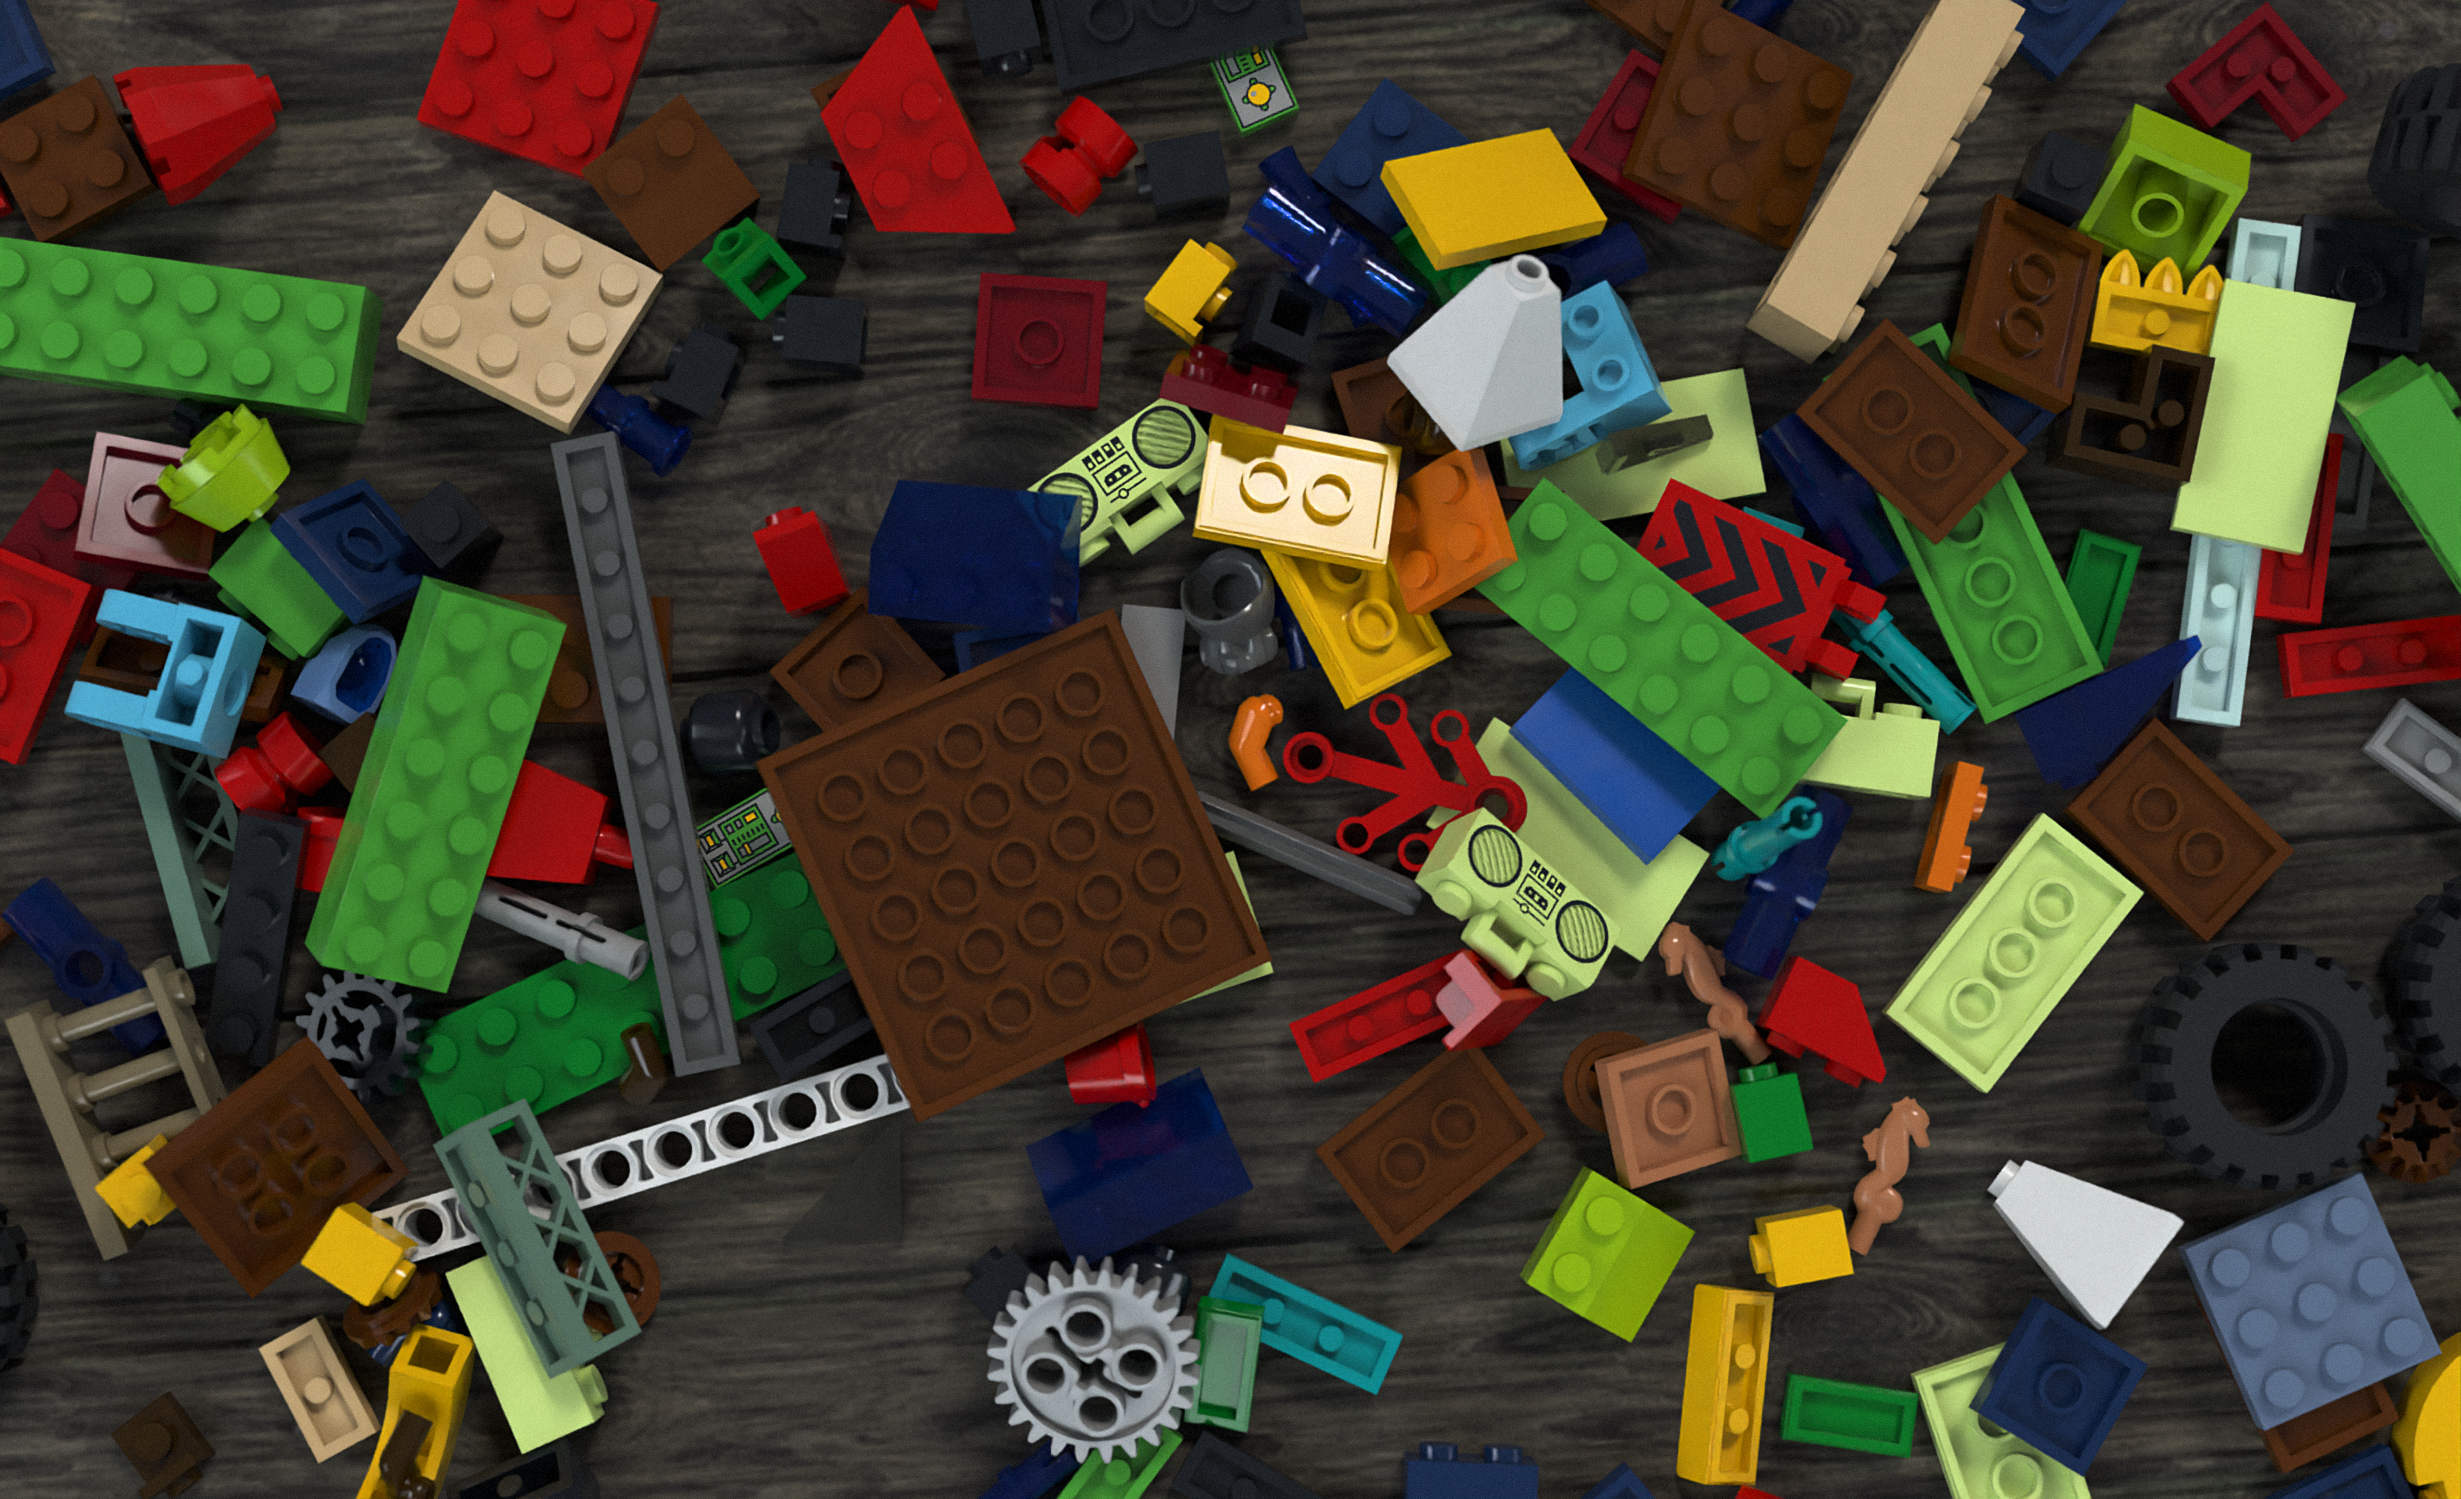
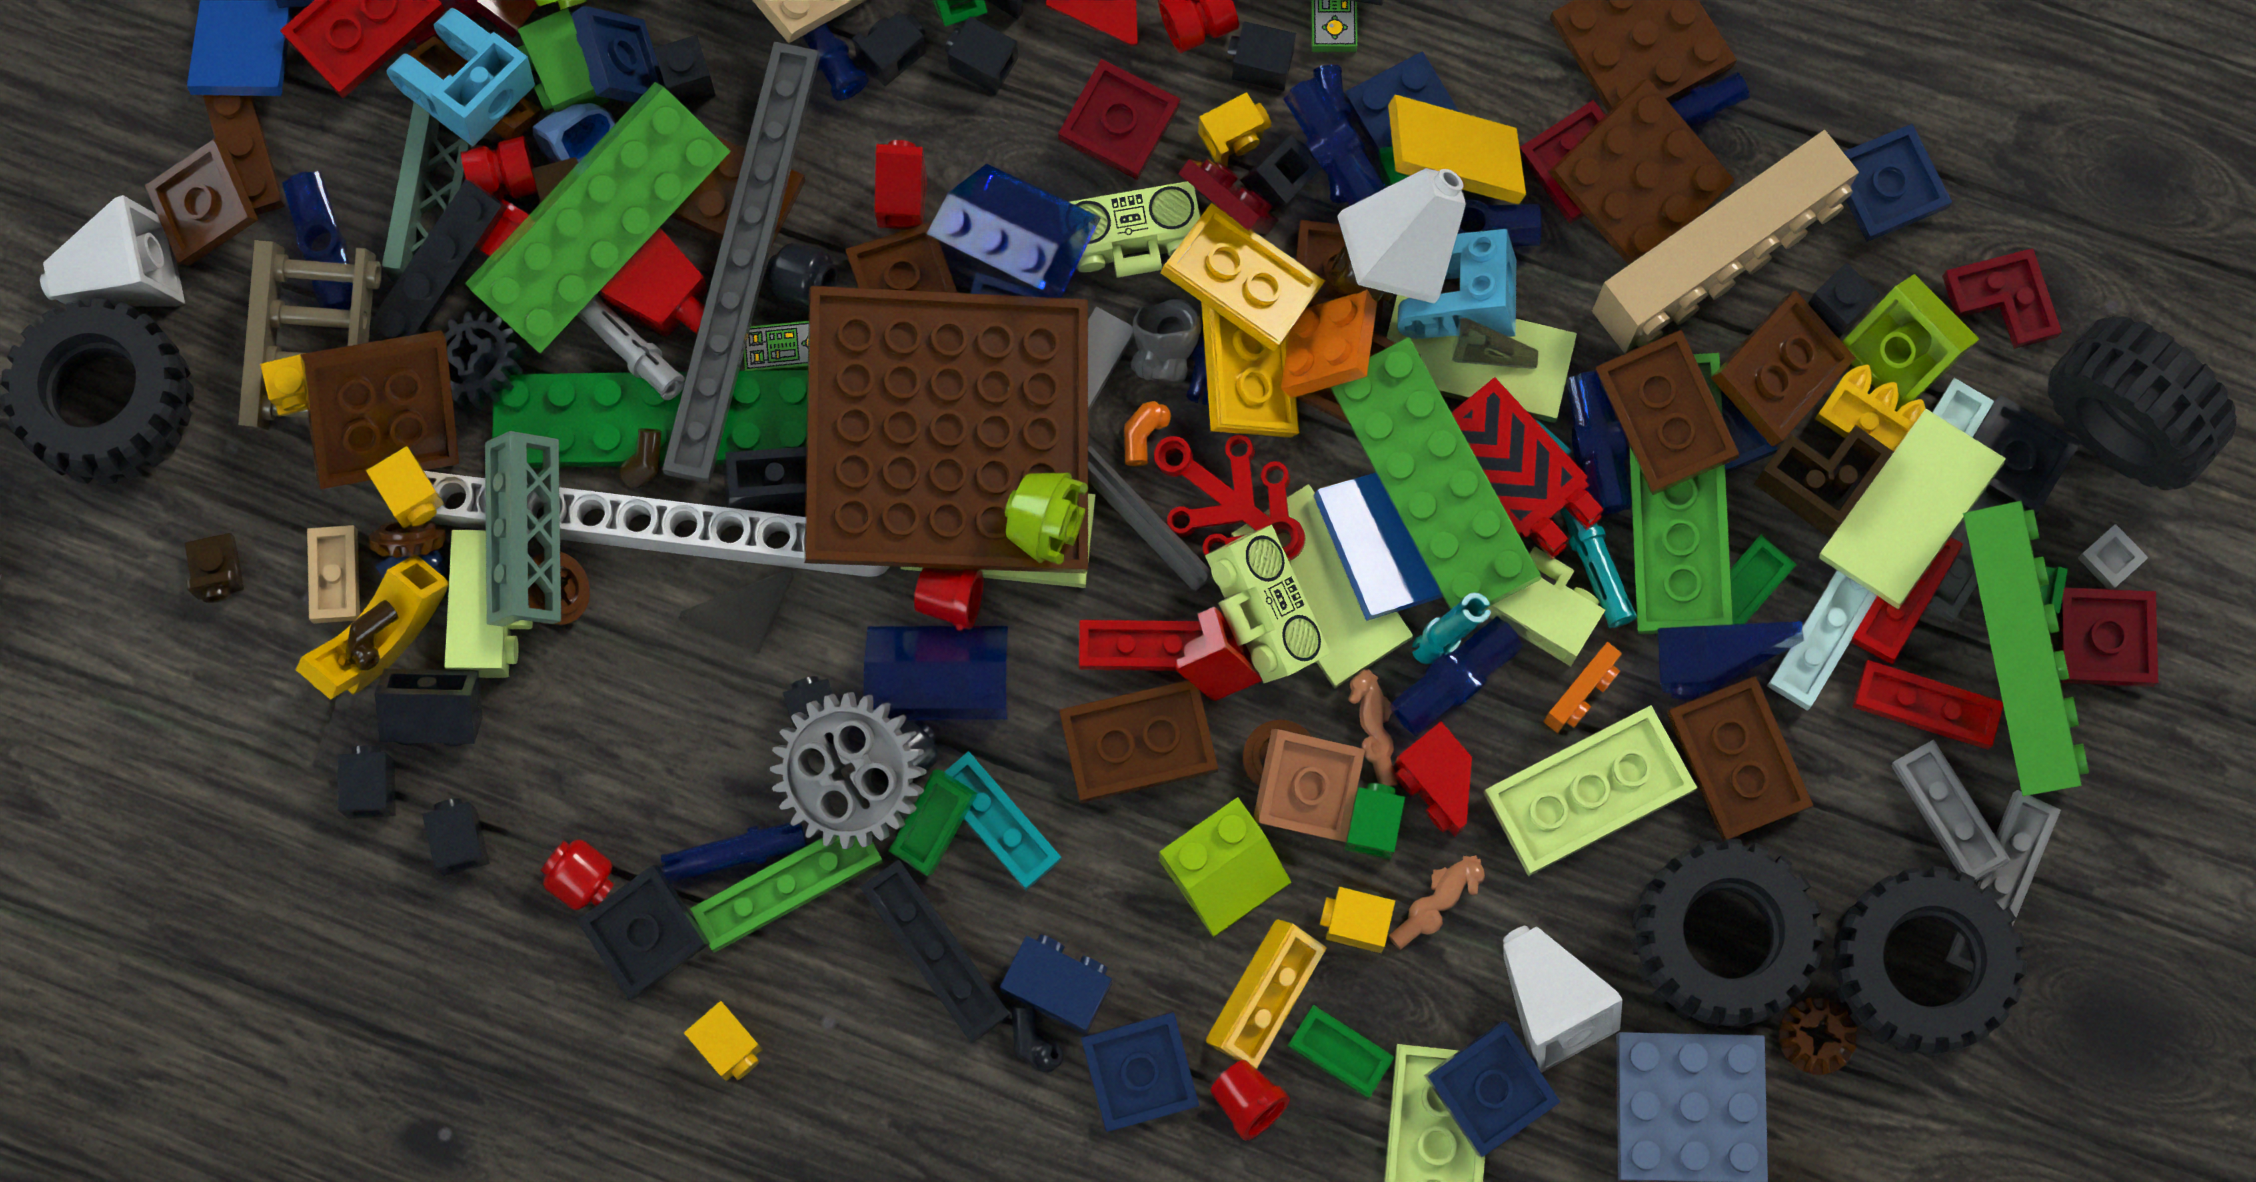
camera: 30 degrees right, 10 degrees down
(1194, 928) = (1045, 514): none -> lime cone

